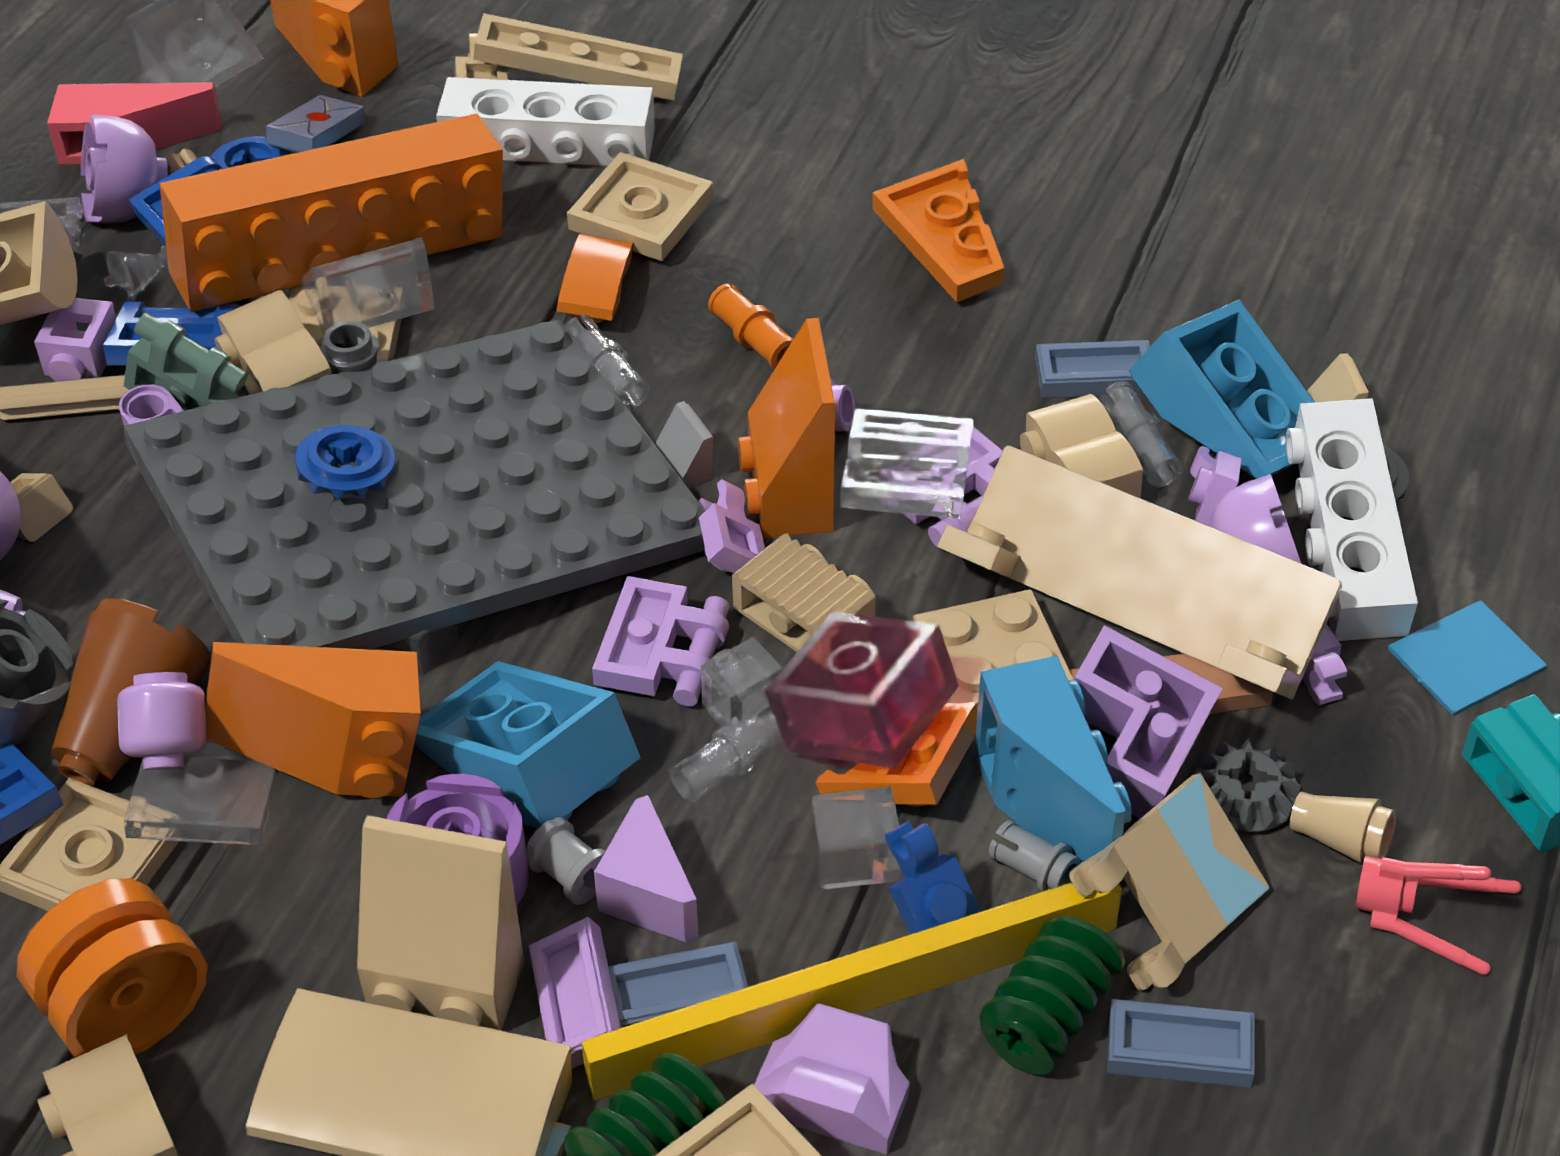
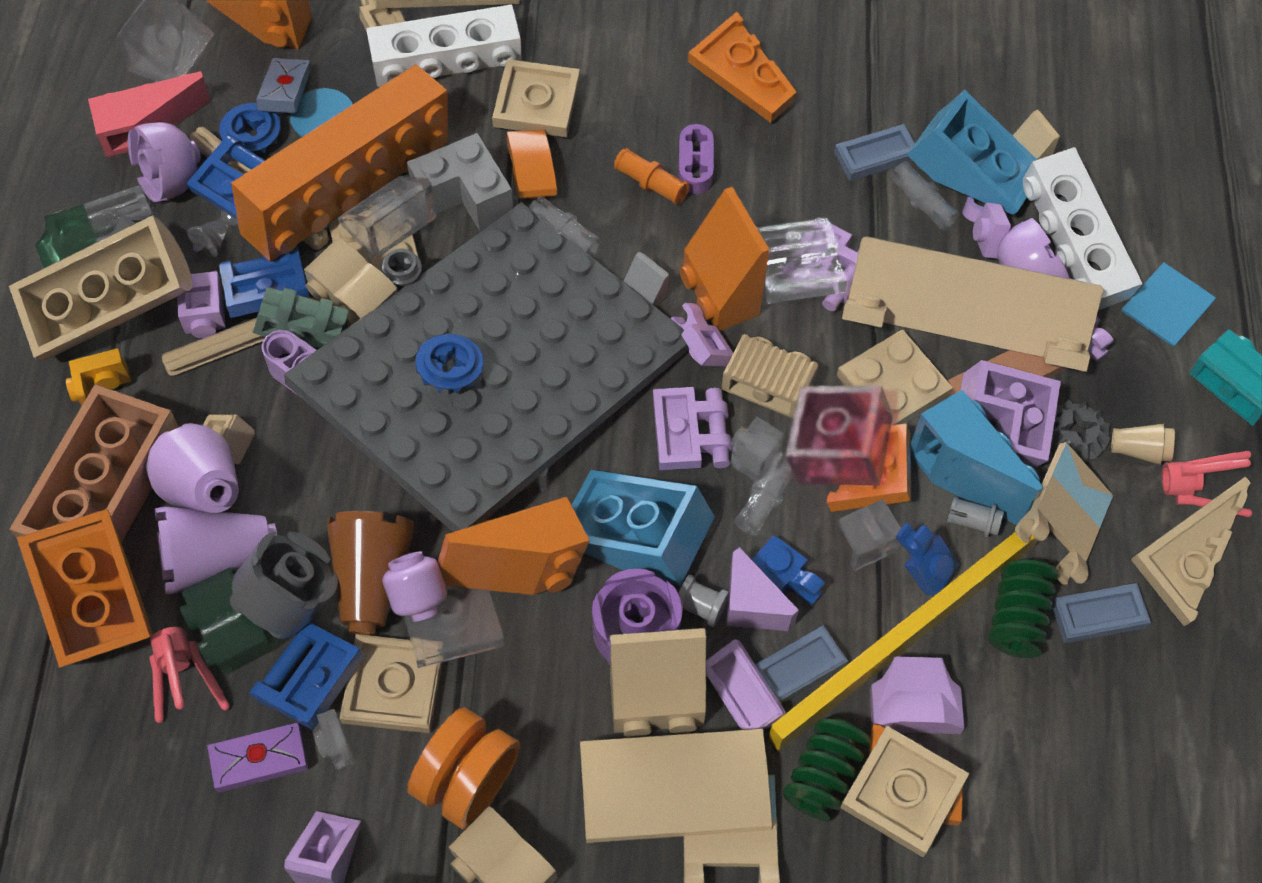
camera: 20 degrees left, 15 degrees up
(487, 269) = (466, 175): none -> light grey brick
(716, 855) = (786, 570): none -> blue plate
(839, 323) = (703, 159): none -> medium lavender beam
(1084, 440) = (895, 216): tan brick -> none
(1353, 994) = (1184, 558): none -> tan wing

